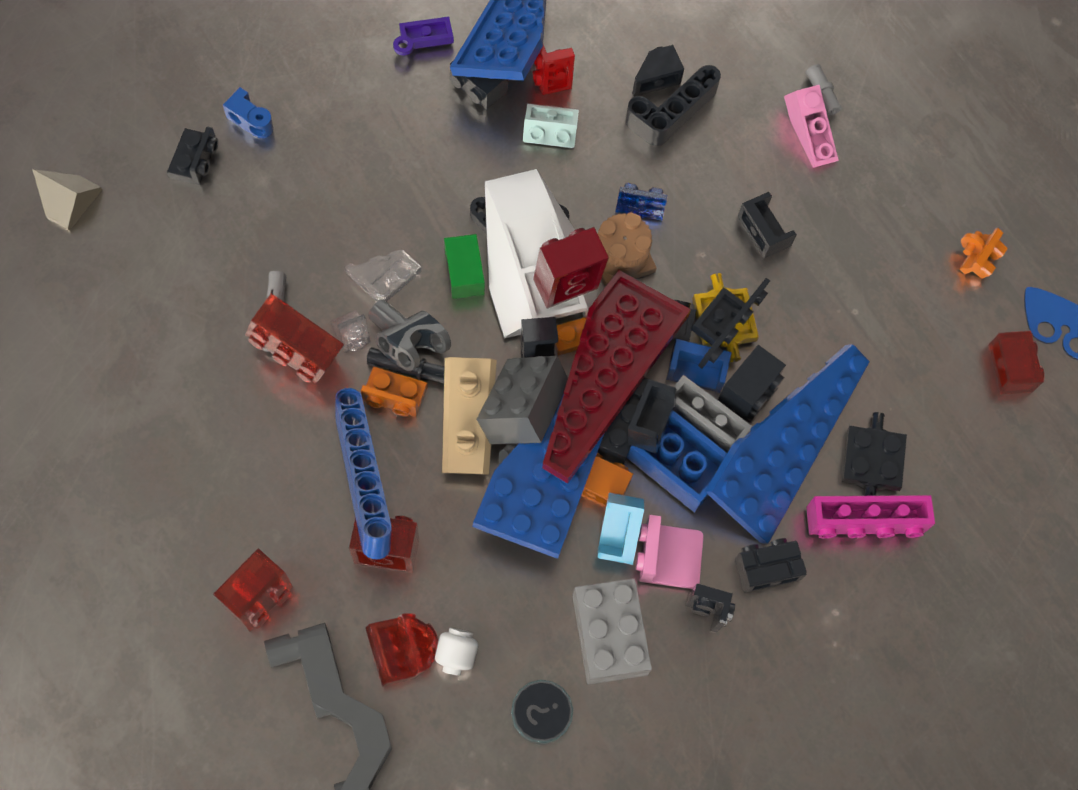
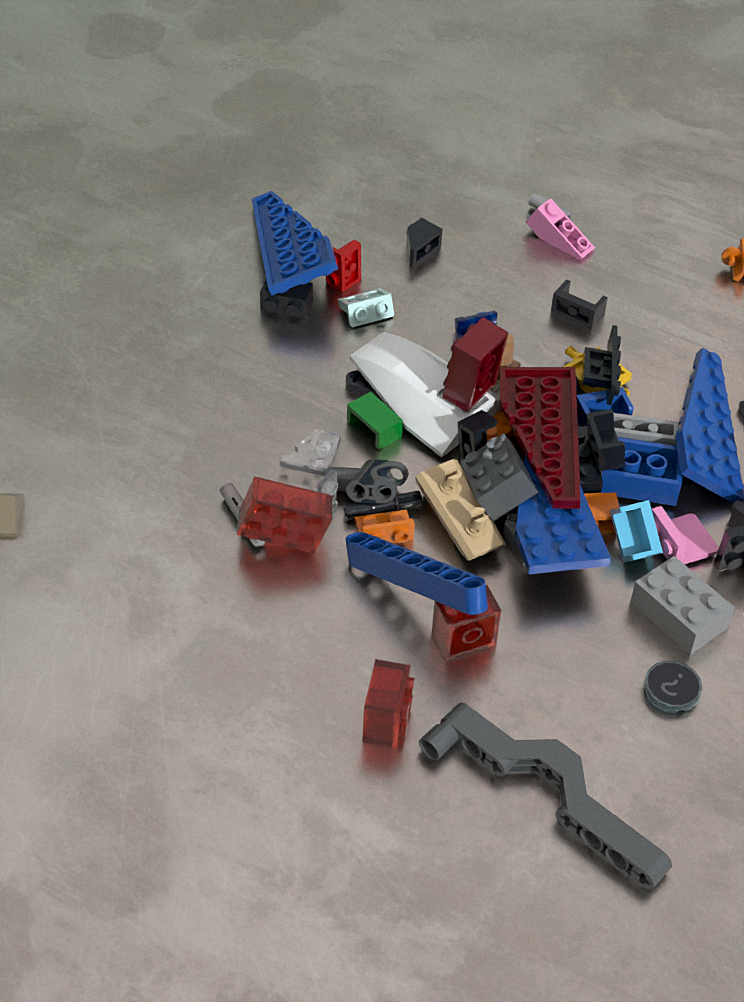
camera: 25 degrees left, 20 degrees down
(193, 155) = (88, 439): black bracket -> none
(248, 116) = (116, 392): blue leg -> none
(402, 647) = (532, 693): clear red slope -> none
(423, 34) = (219, 286): dark purple hinge -> none
(456, 651) = (576, 673): white head -> none
(679, 103) = (448, 272): black beam -> none
(752, 384) = (655, 393): black brick -> none

